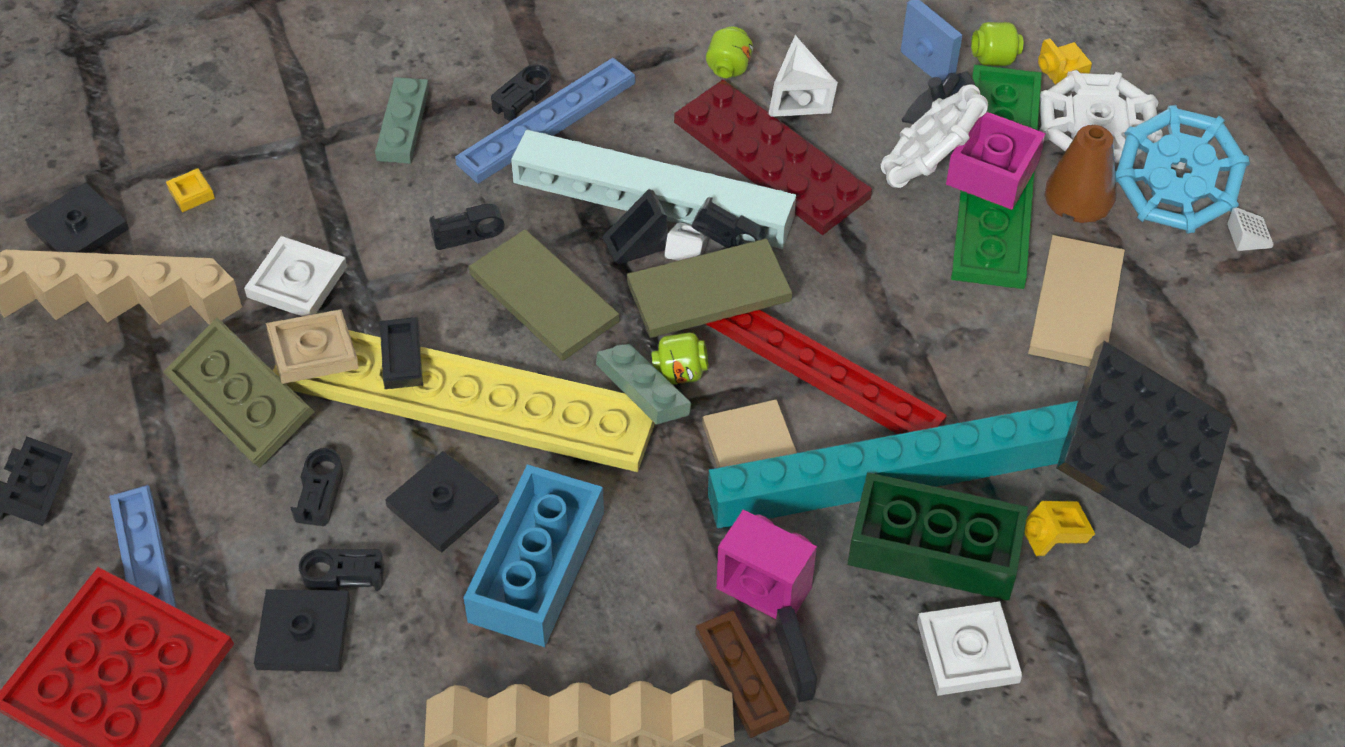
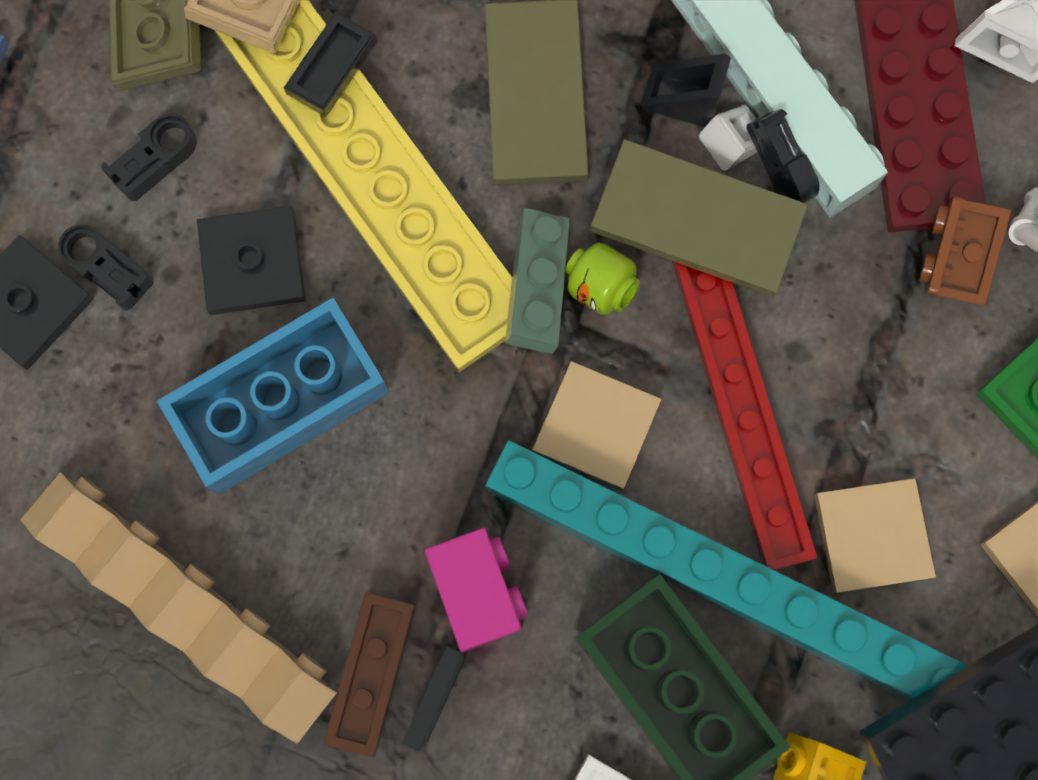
camera: 40 degrees right, 25 degrees up
(876, 209) = (966, 250): none -> dark orange bracket
(966, 385) = (874, 535): none -> tan tile

